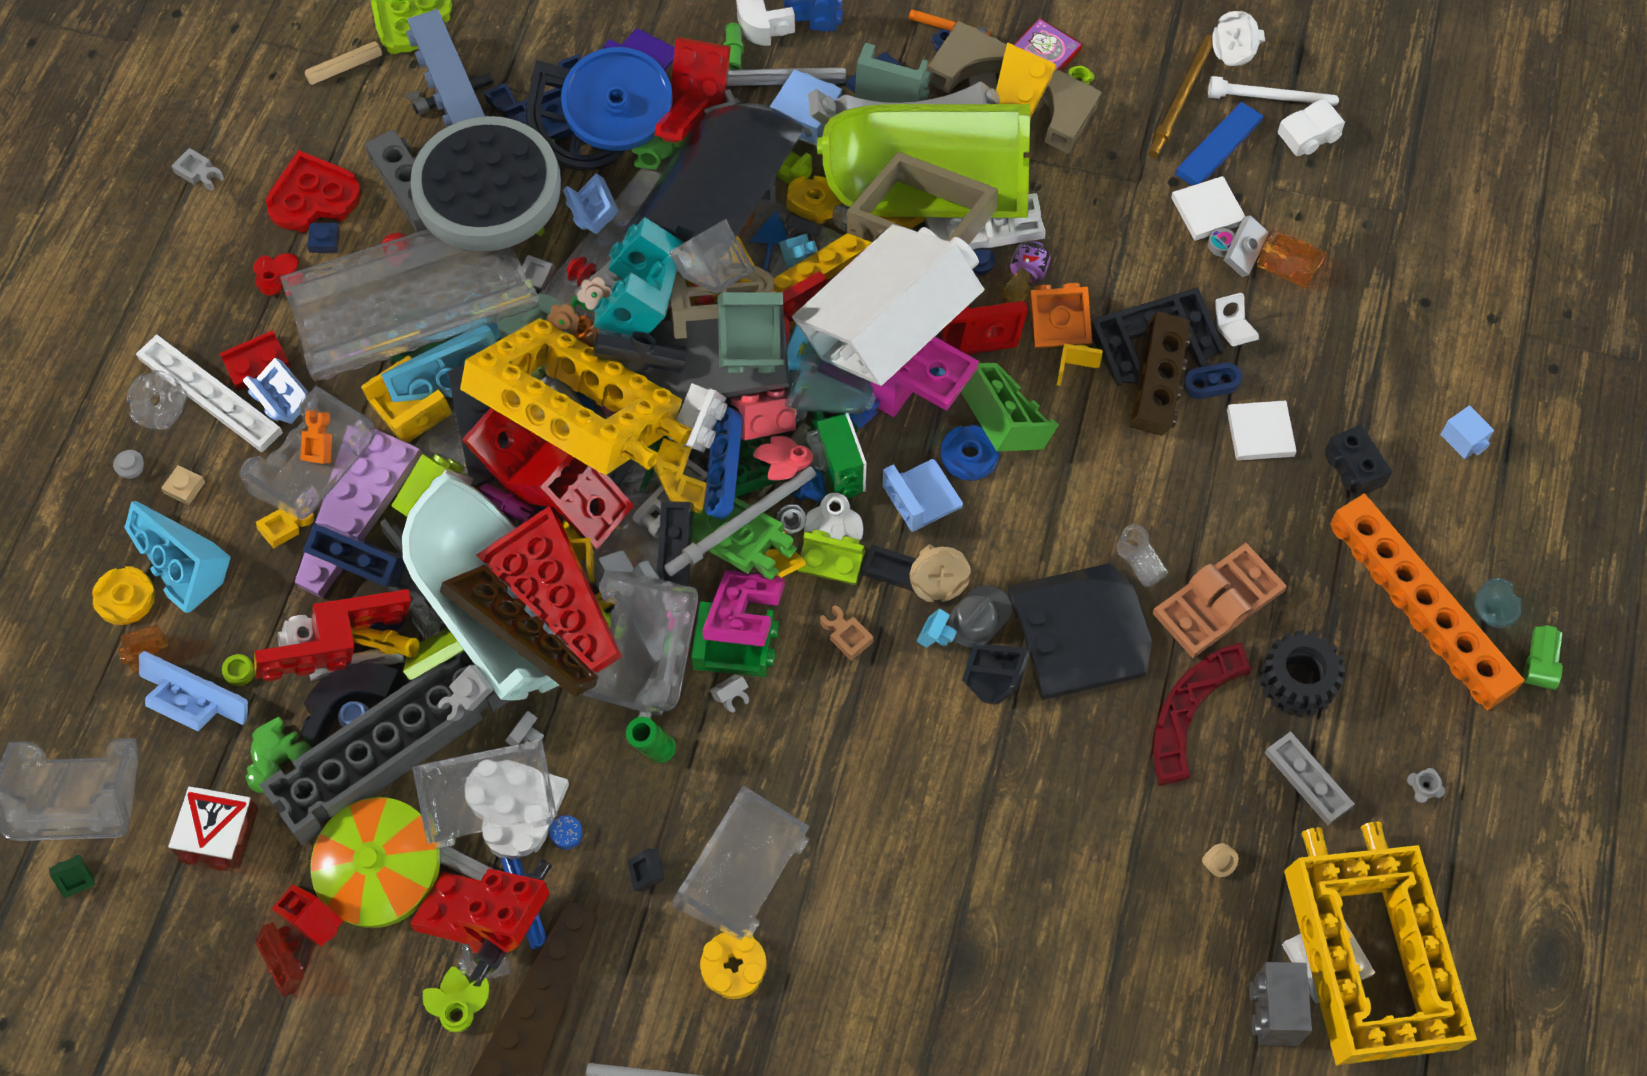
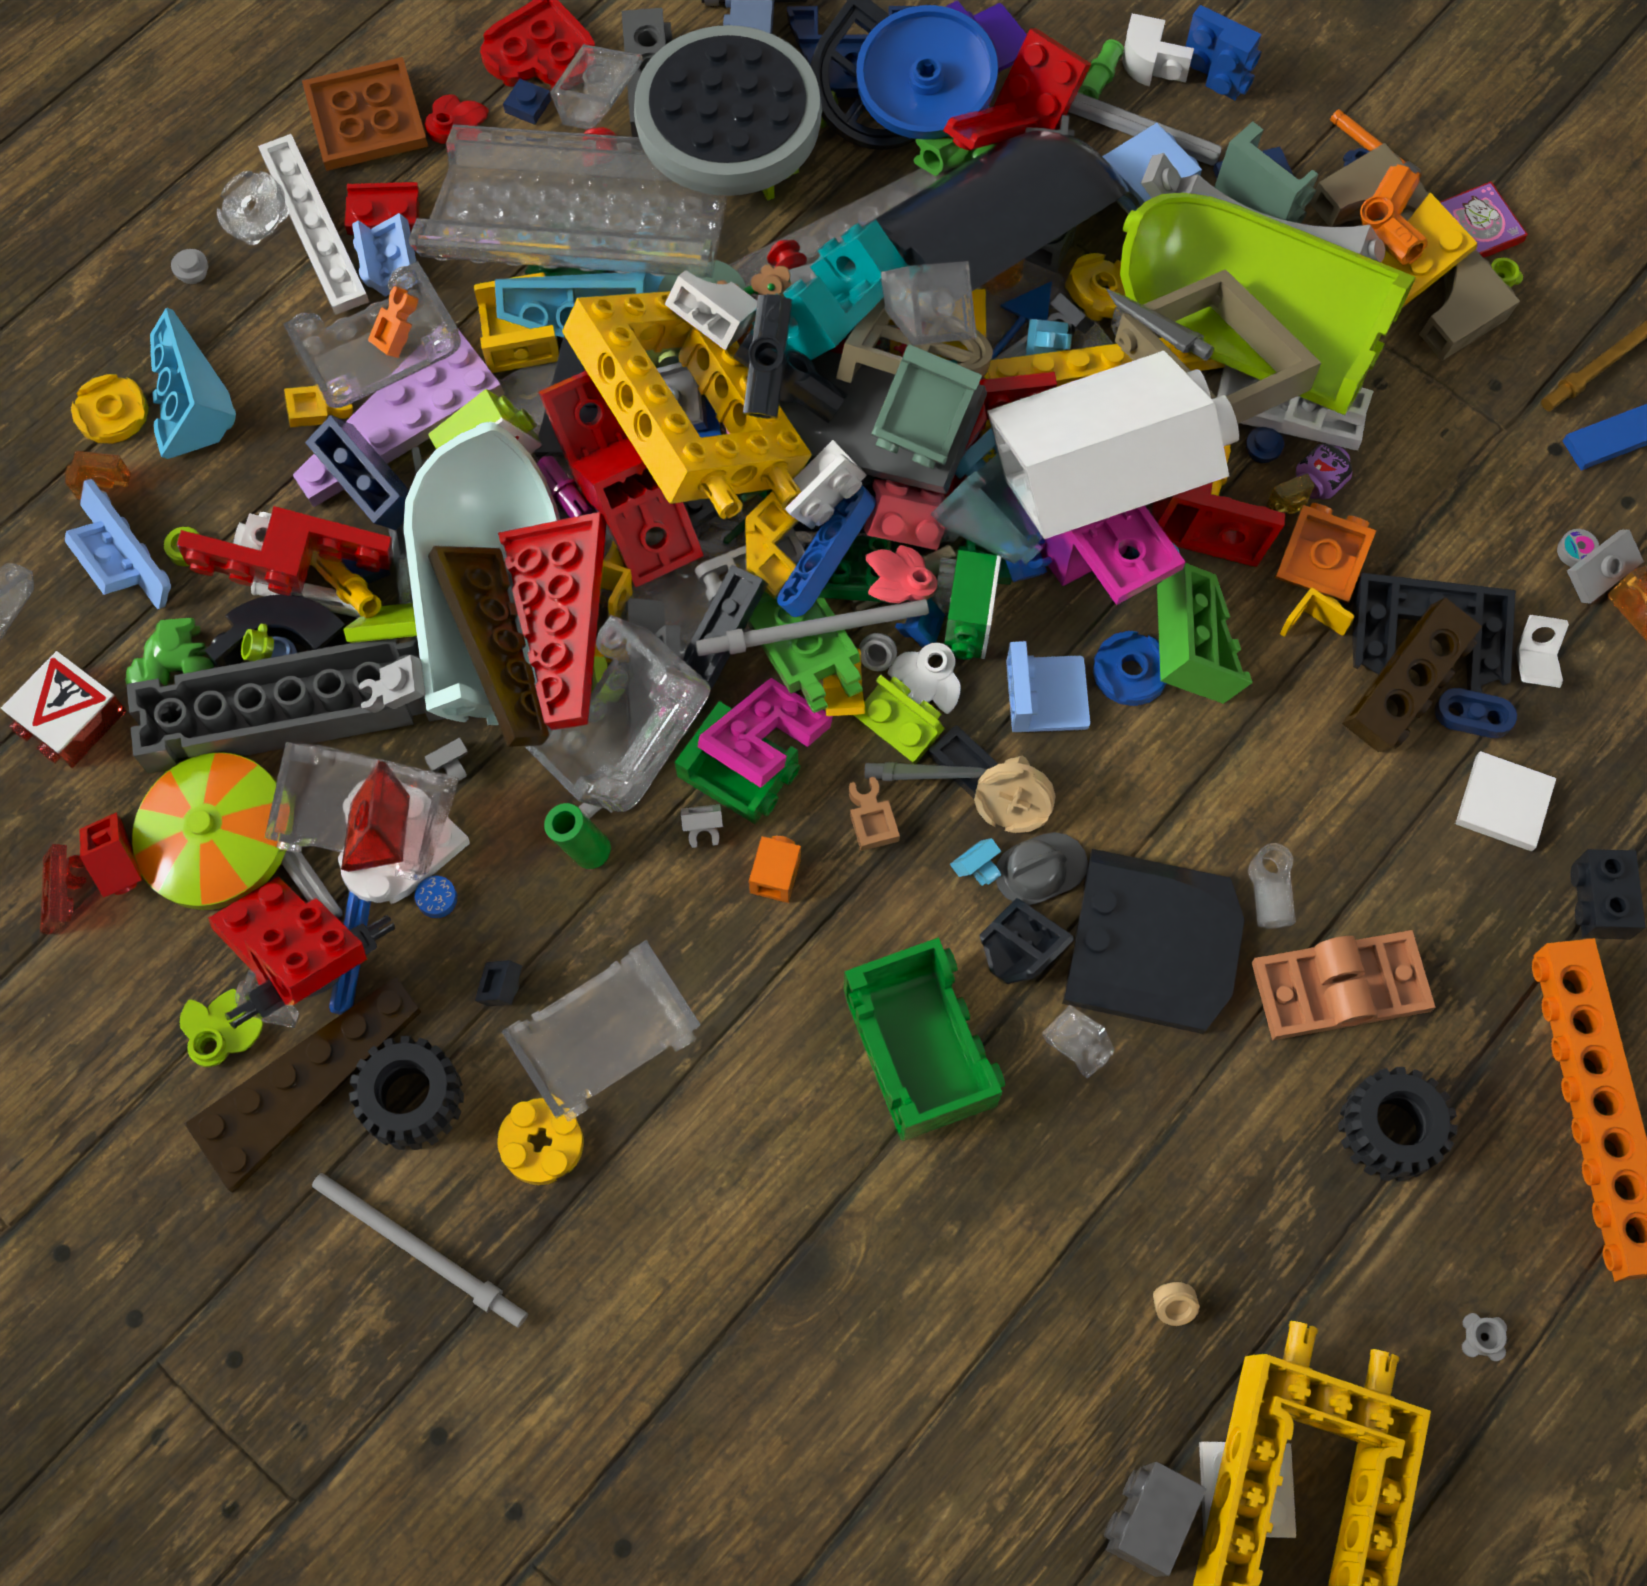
camera: 25 degrees right, 5 degrees up
(183, 485) = (234, 314): tan plate -> none
(204, 296) = (364, 113): none -> dark orange plate
(339, 713) = (257, 644): none -> lime plate
(373, 205) = (592, 84): none -> clear slope
(501, 796) = (376, 822): none -> clear red slope
(538, 271) = (737, 240): light grey plate -> none
(561, 327) = (714, 309): none -> white arch
(592, 204) = (839, 188): light blue bracket -> none
(615, 950) = (383, 1070): none -> black tyre
(617, 325) = (772, 332): none -> black piece
(795, 167) = (1097, 236): lime bracket -> none
(799, 699) = (775, 868): none -> orange brick
(846, 595) = (903, 771): none -> dark grey bar
(900, 211) = (1174, 333): none -> dark grey bar
(961, 768) = (920, 1039): none -> green windscreen
(983, 60) = (1388, 202): none -> orange piece
(1067, 717) = (1080, 1040): none -> clear bracket
(1183, 702) = (1229, 1091): dark red tile -> none
(1208, 207) = (1582, 498): white tile -> none
(1309, 778) = (1339, 1257): light grey plate -> none

